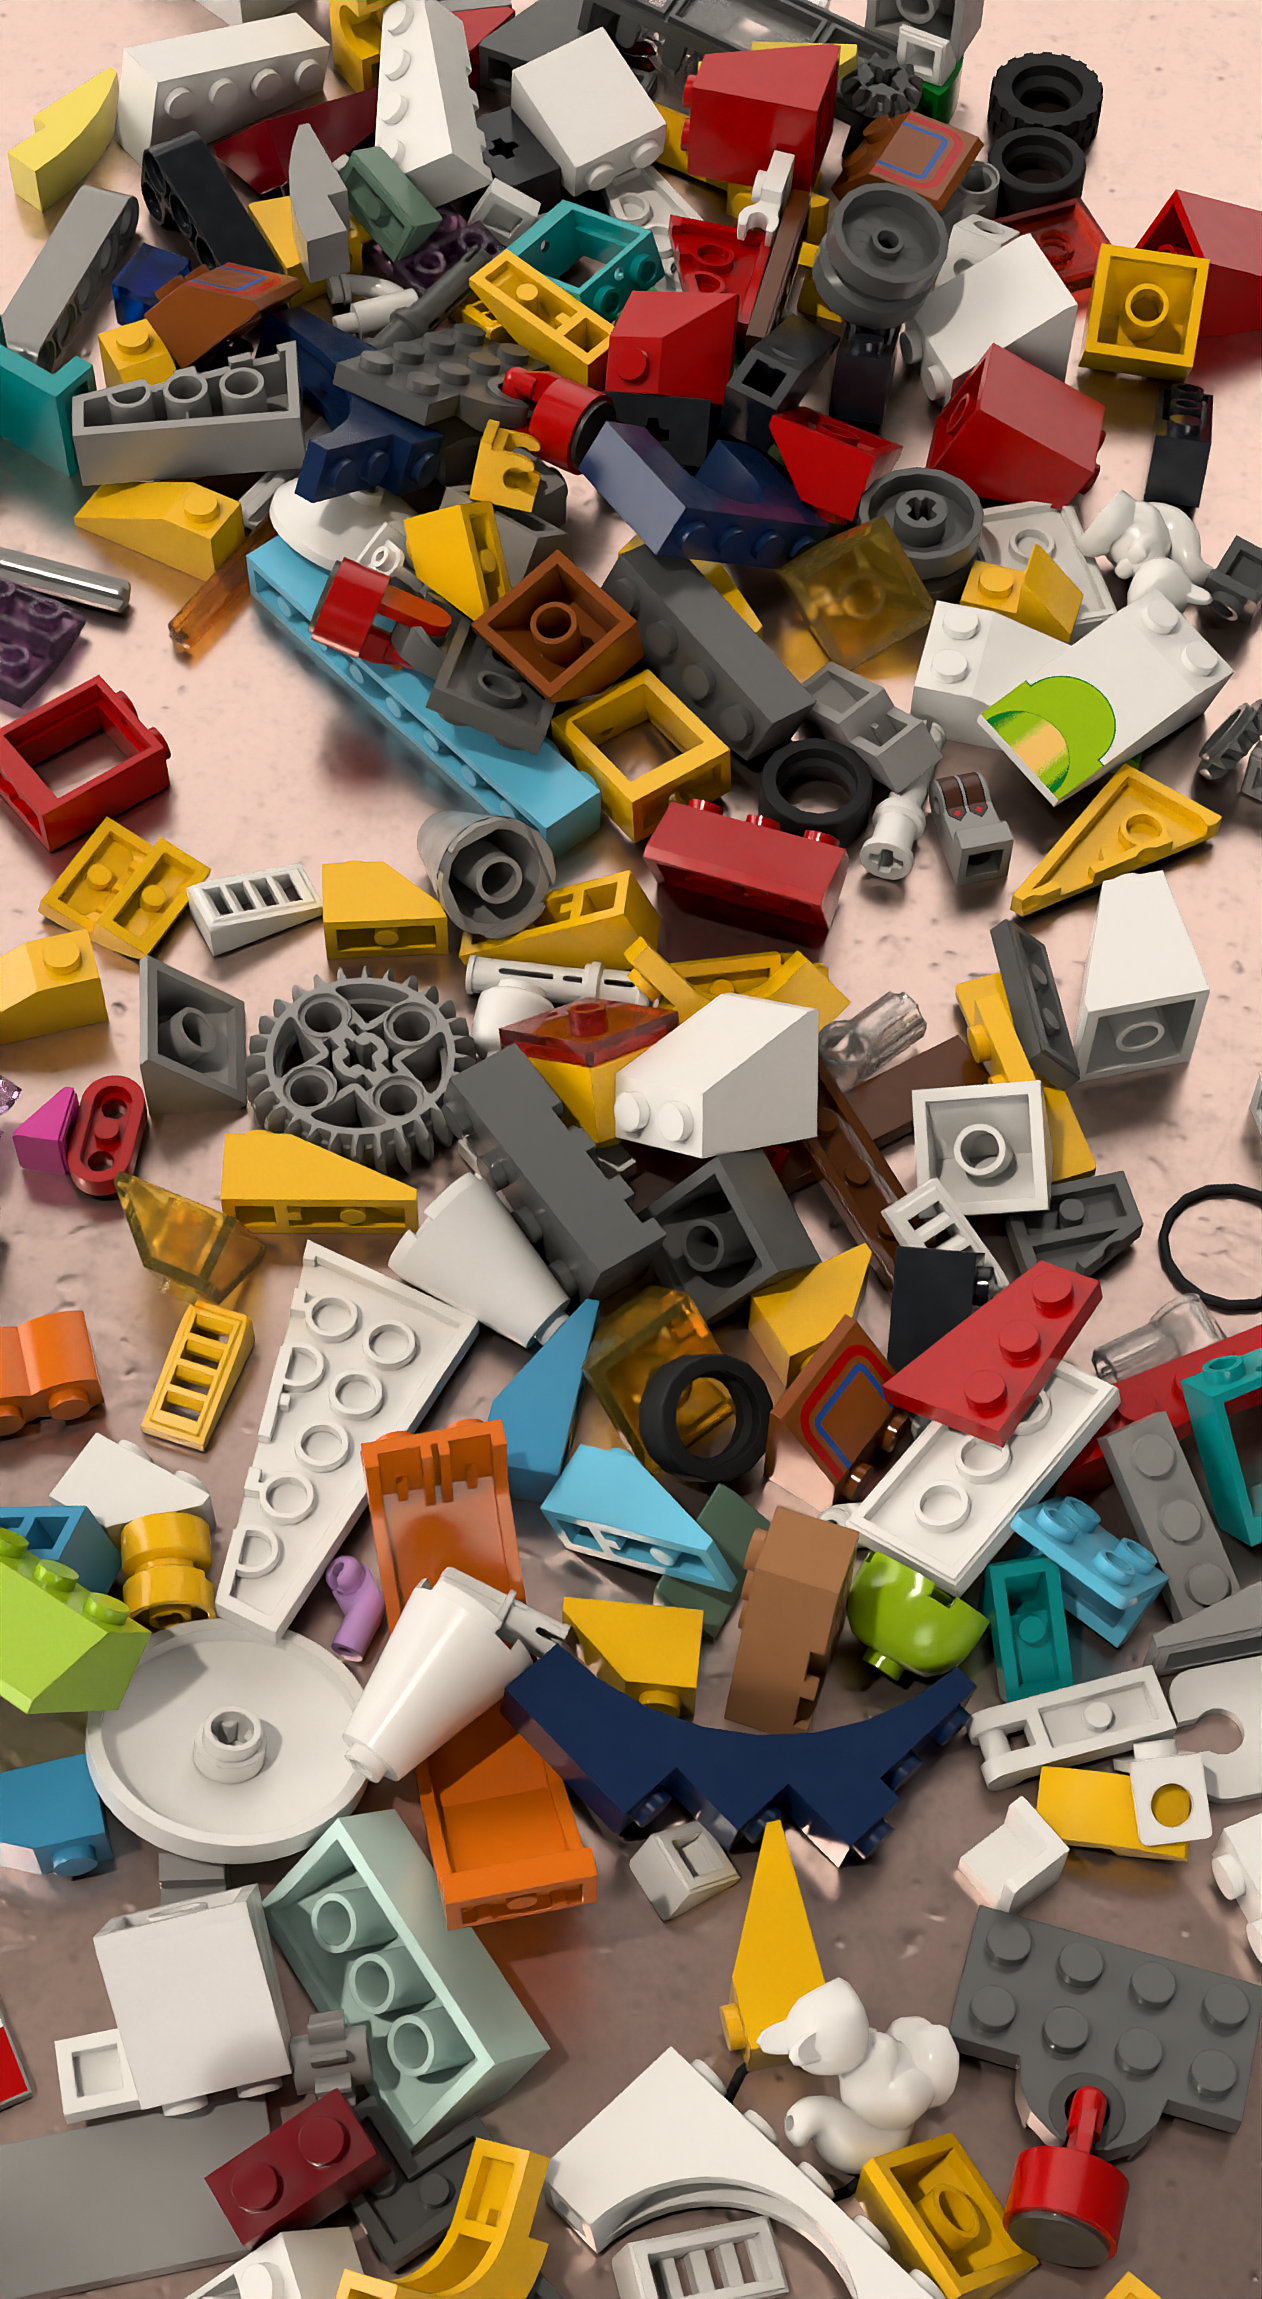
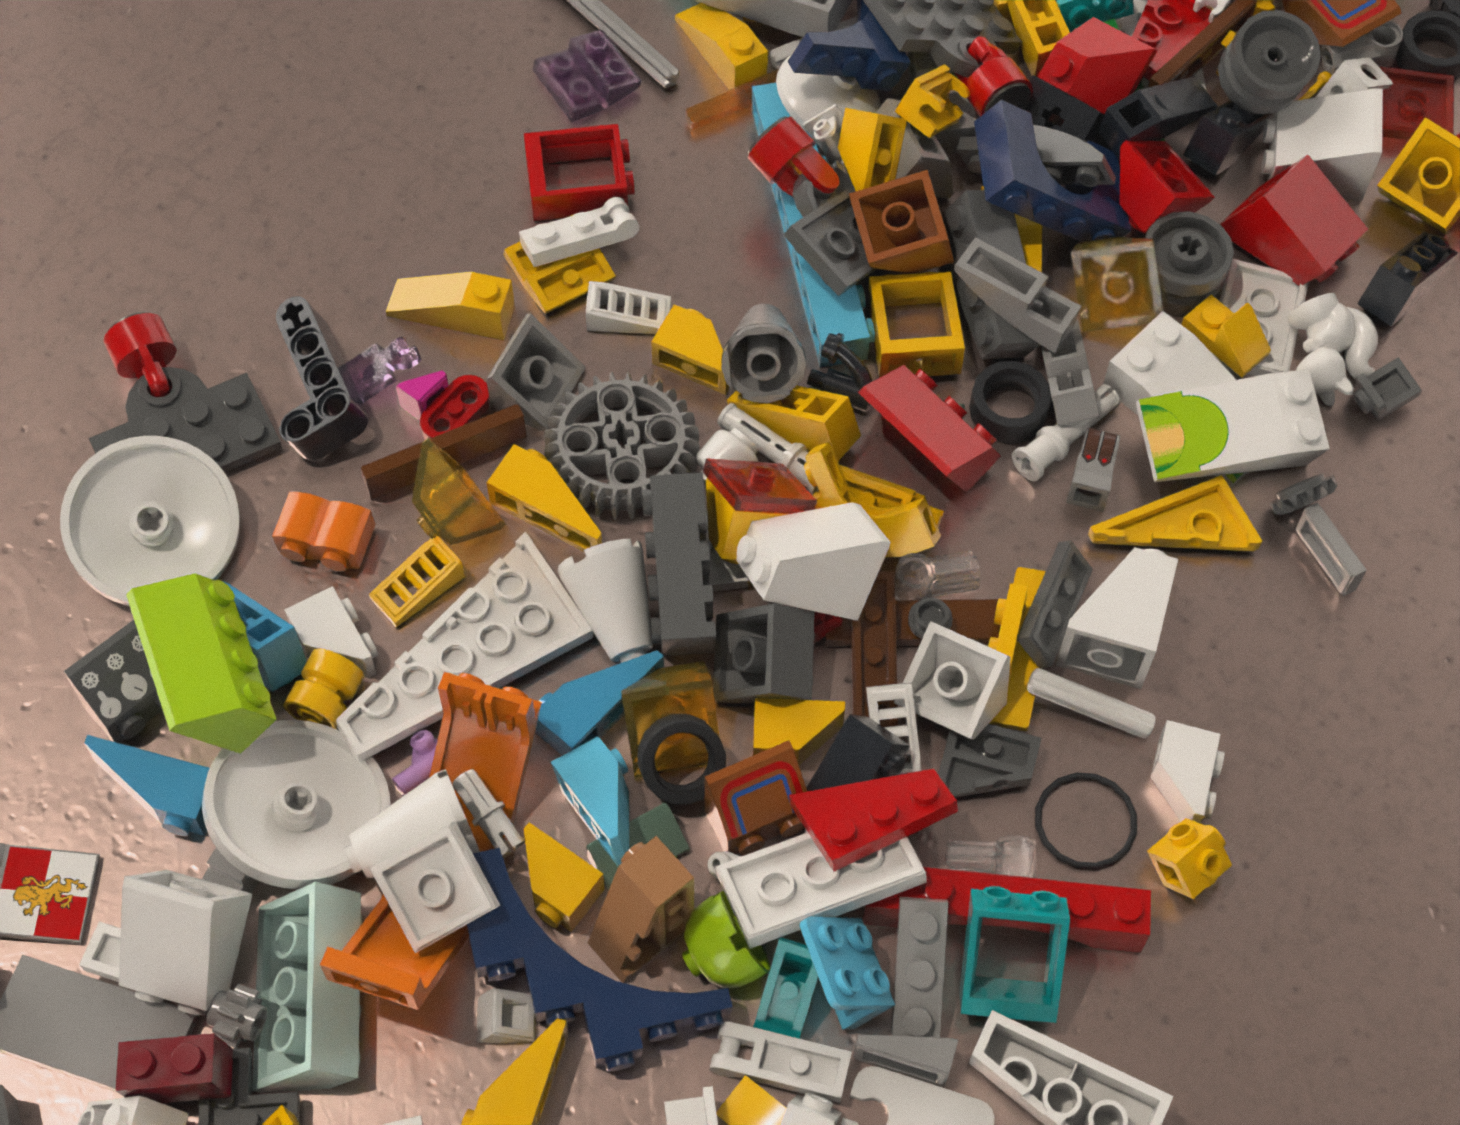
camera: 30 degrees right, 5 degrees up
(102, 1218) = (461, 443): none -> reddish brown tile
(133, 834) = (579, 233): none -> white plate
(510, 1735) = (435, 887): none -> white plate
(621, 853) = (839, 382): none -> black plant
(721, 462) = (1063, 155): none -> dark grey slope
(761, 652) = (1018, 294): none -> light grey slope
(890, 1093) = (928, 610): none -> dark grey plate
(1151, 1101) = (1091, 703): none -> white axle

